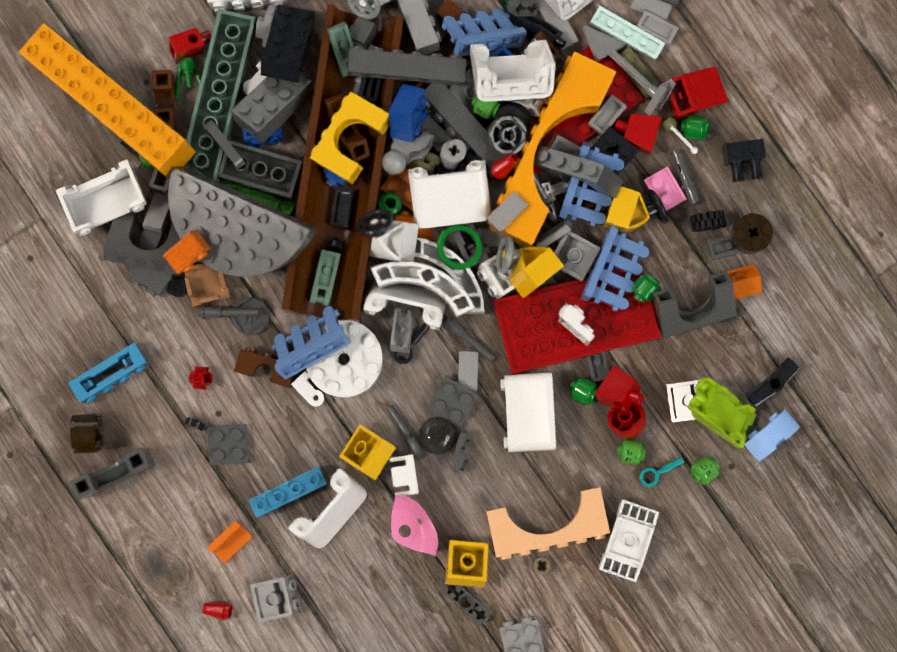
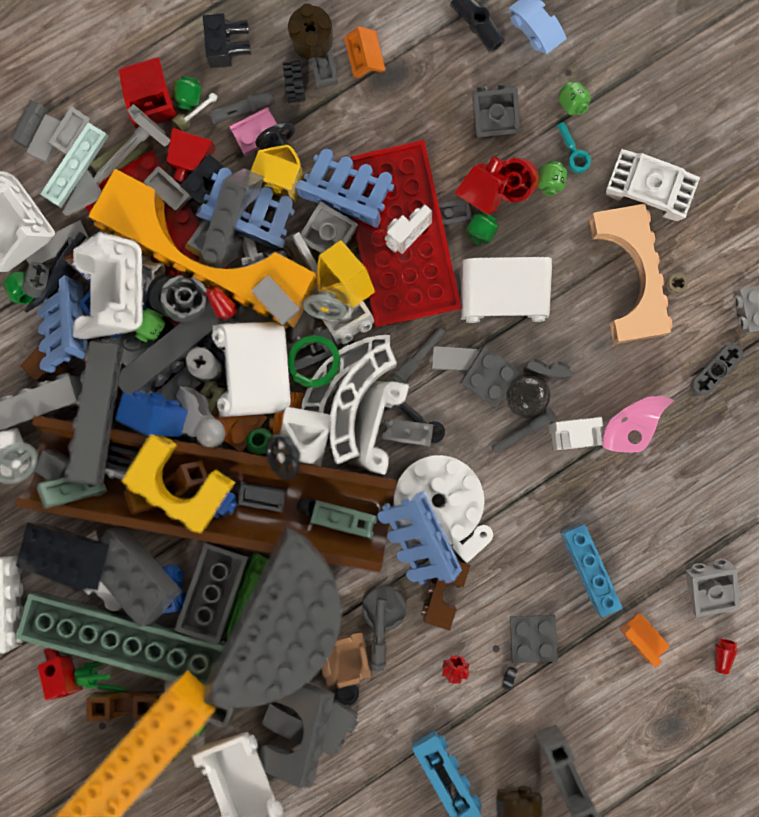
camera: 80 degrees left, 0 degrees up
(157, 213) = (260, 717): light grey tile -> none
(187, 252) = (308, 686): orange brick -> none
(224, 144) = (180, 635): dark grey beam -> none
(264, 24) = (37, 583): light grey plate -> none
(323, 529) = (596, 498): white windscreen -> none
(367, 452) = (548, 475): yellow brick -> none
(466, 563) = (677, 366): yellow brick -> none
(645, 287) = (369, 151): green head -> none
(717, 307) = (391, 74): dark grey arch -> none
(721, 411) = (512, 72): lime piece -> none

